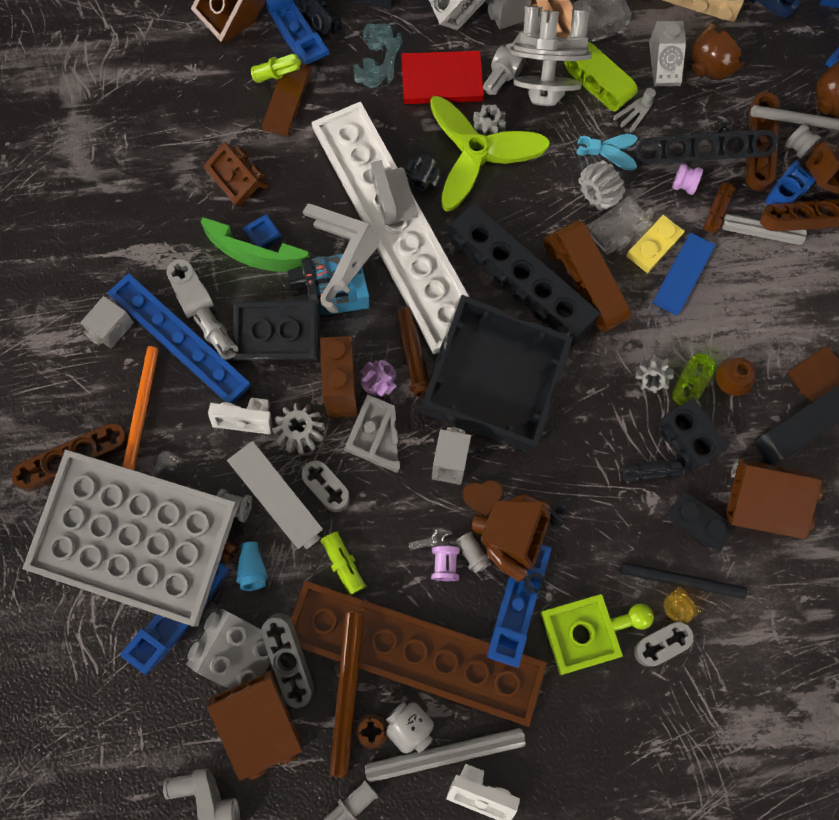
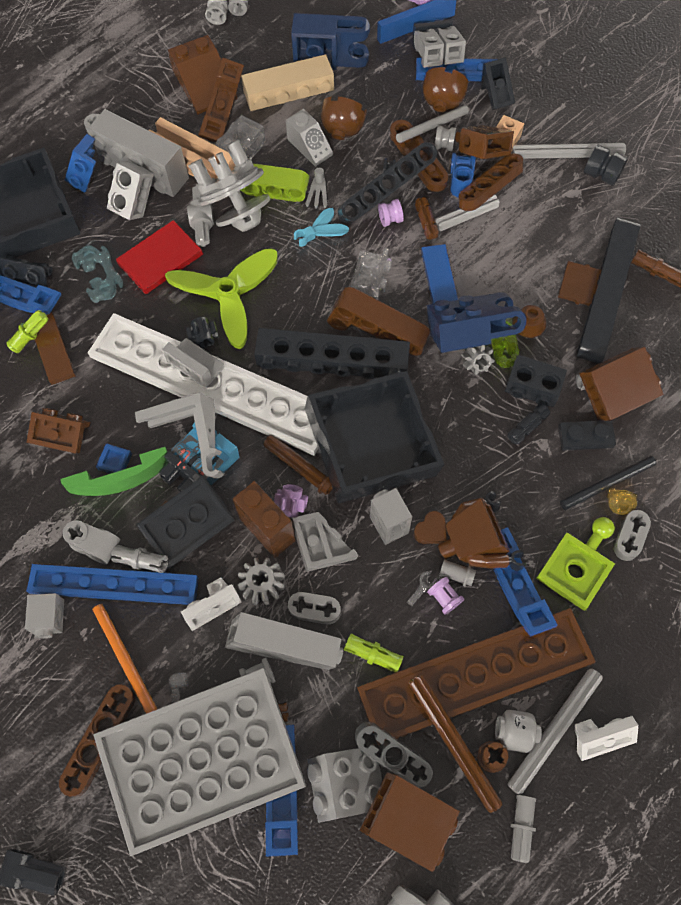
camera: 35 degrees left, 5 degrees down
(251, 569) = (310, 711): dark azure cone -> none
(489, 120) = (220, 263): light grey gear -> none
(601, 185) = (338, 255): light grey gear -> none
(655, 244) = (404, 271): light yellow plate -> none
(677, 336) = (472, 321): none -> dark blue brick

